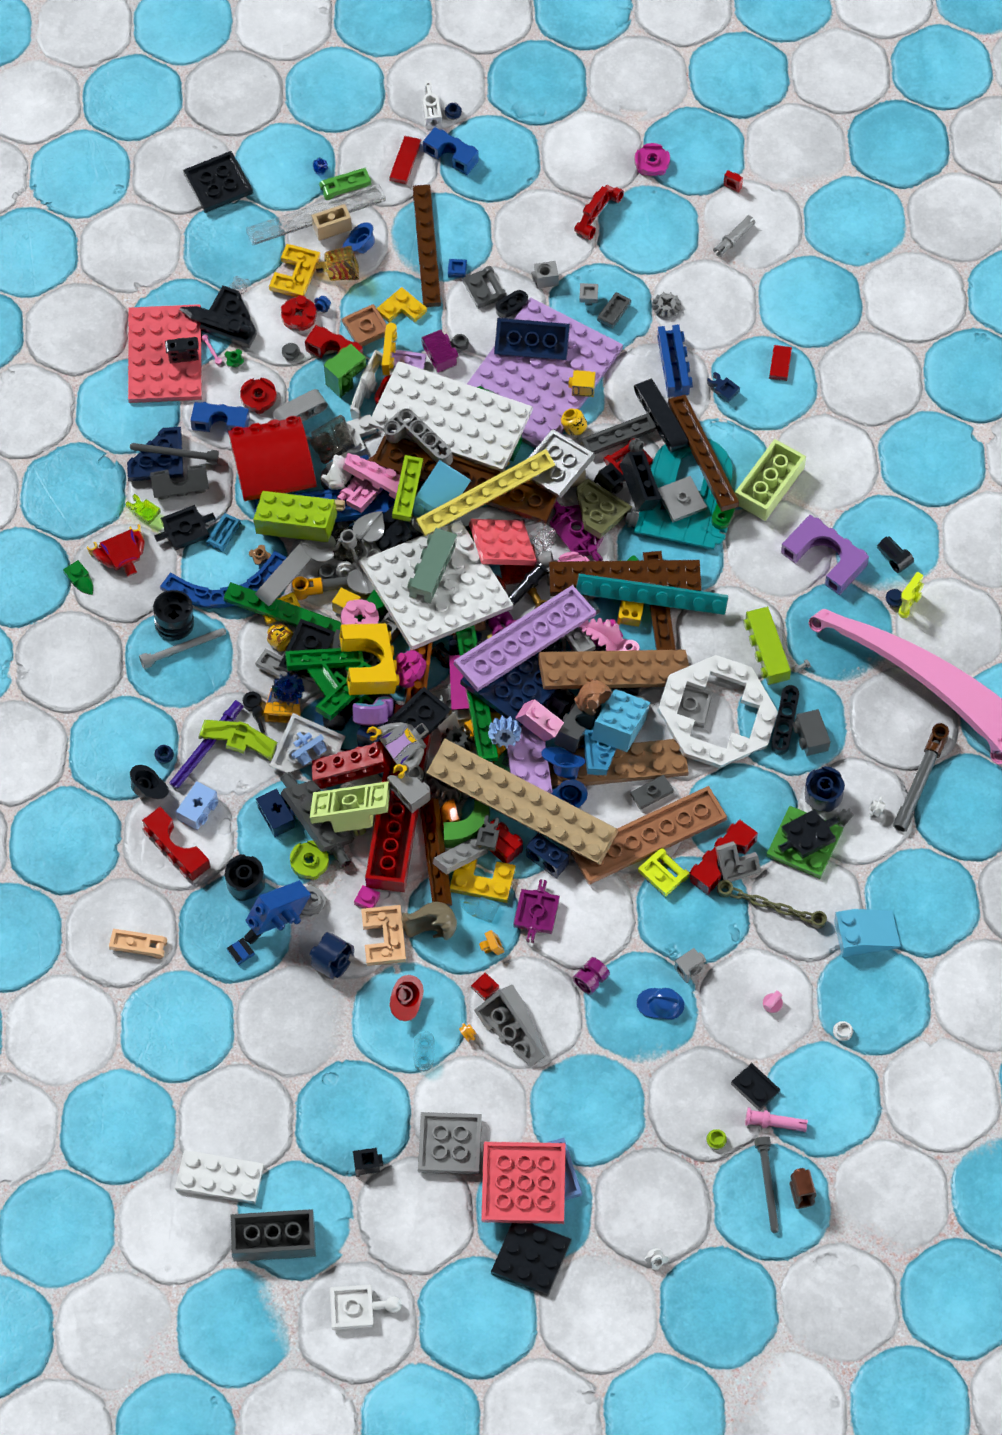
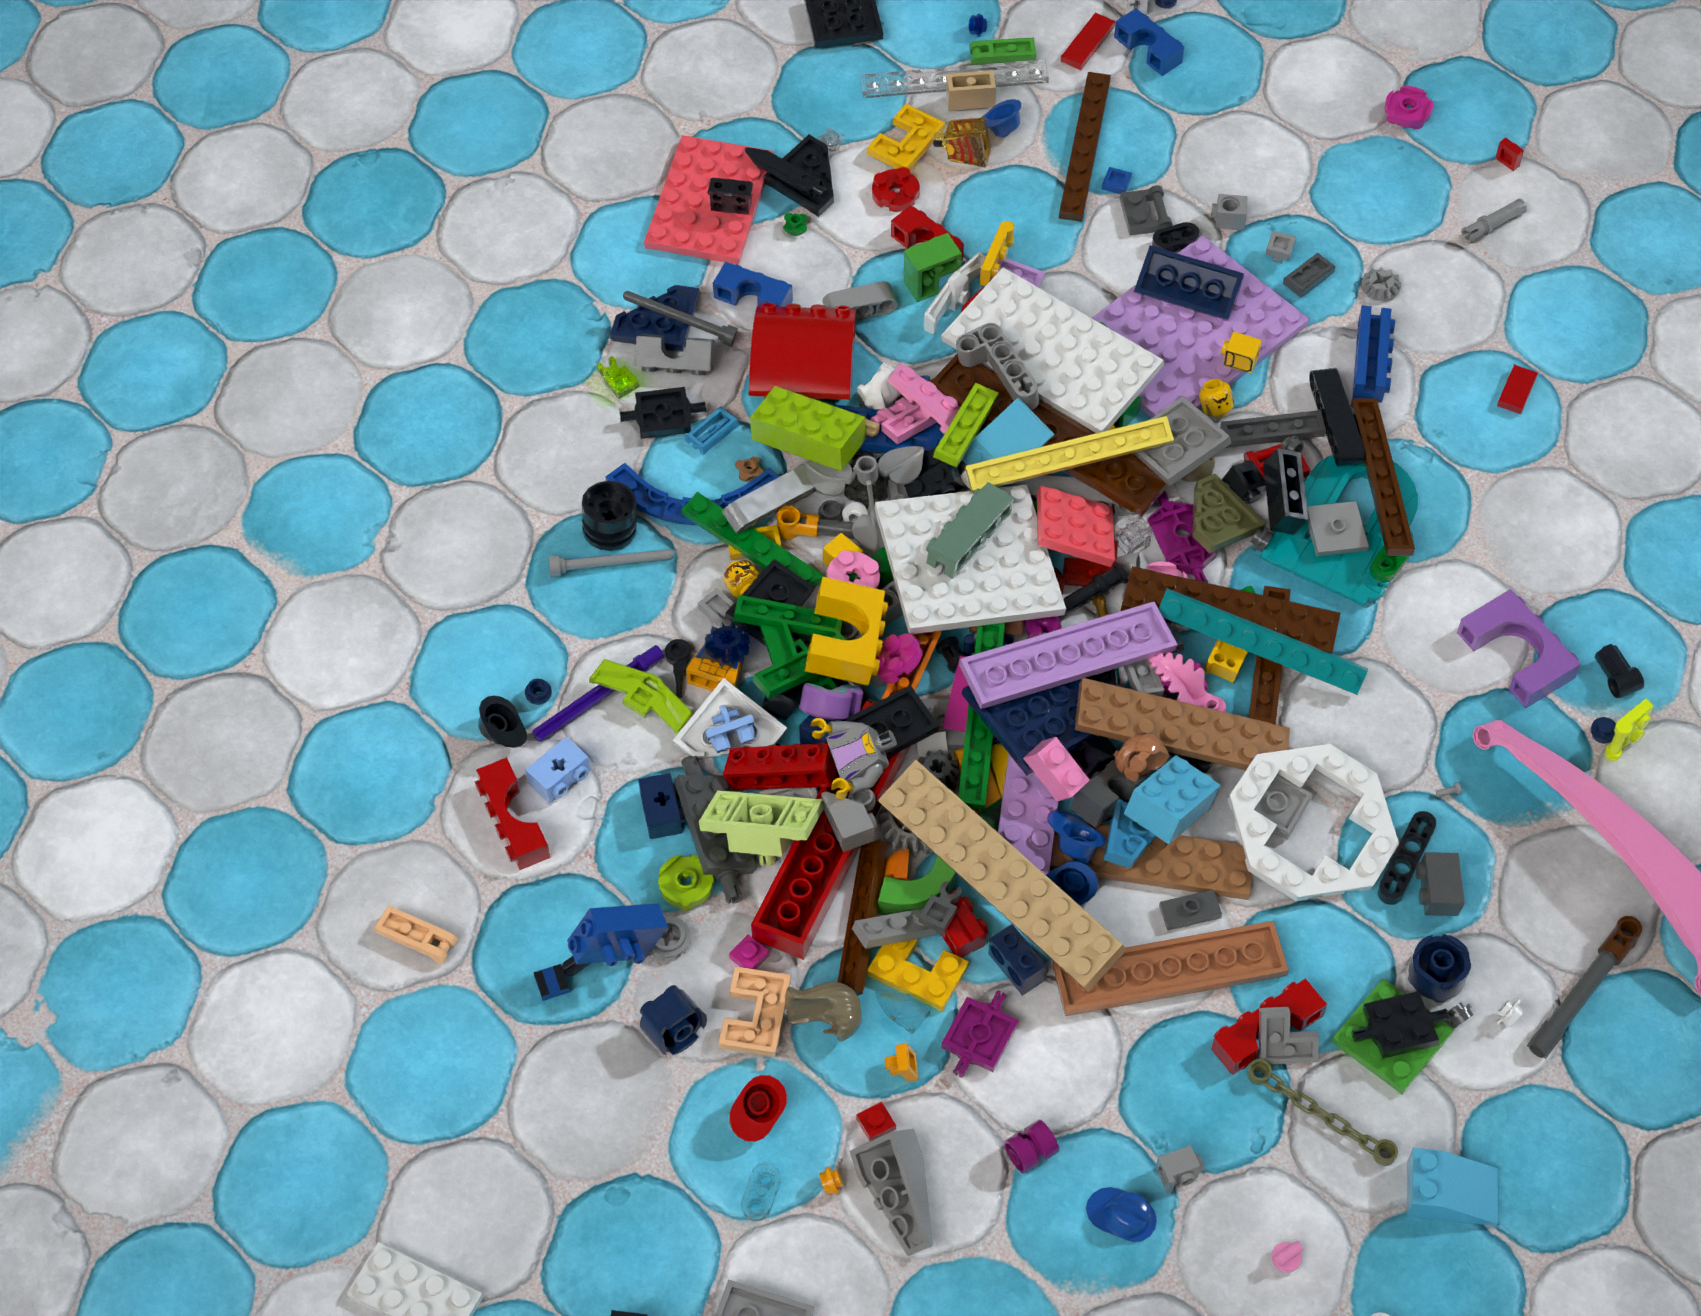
camera: 15 degrees right, 5 degrees down
(79, 577) = (507, 442): green plate -> none
(120, 550) = (570, 420): red torso -> none
(218, 361) = (774, 223): bright pink hinge -> none
(244, 877) = (588, 880): black brick -> none
(258, 404) = (812, 285): red plate -> none
(290, 351) = (870, 232): dark grey plate -> none
(322, 304) = (929, 184): blue plate -> none
(332, 439) = (890, 345): clear smoke plate -> none
(358, 429) = (919, 346): white plate -> none
(365, 325) = (975, 221): nougat plate -> none
(403, 303) = (1031, 205): yellow plate -> none
(439, 350) = (1063, 272): magenta brick -> none
(460, 342) = (1093, 269): dark grey plate -> none
(504, 732) = (1003, 772): light blue gear -> none
(593, 209) = (1316, 146): red plate -> none
(659, 875) = (1170, 1030): neon yellow plate -> none
(723, 388) = (1432, 404): dark blue plate -> none
(767, 645) = (1406, 750): lime brick -> none
(770, 479) = (1466, 532): yellowish green brick -> none

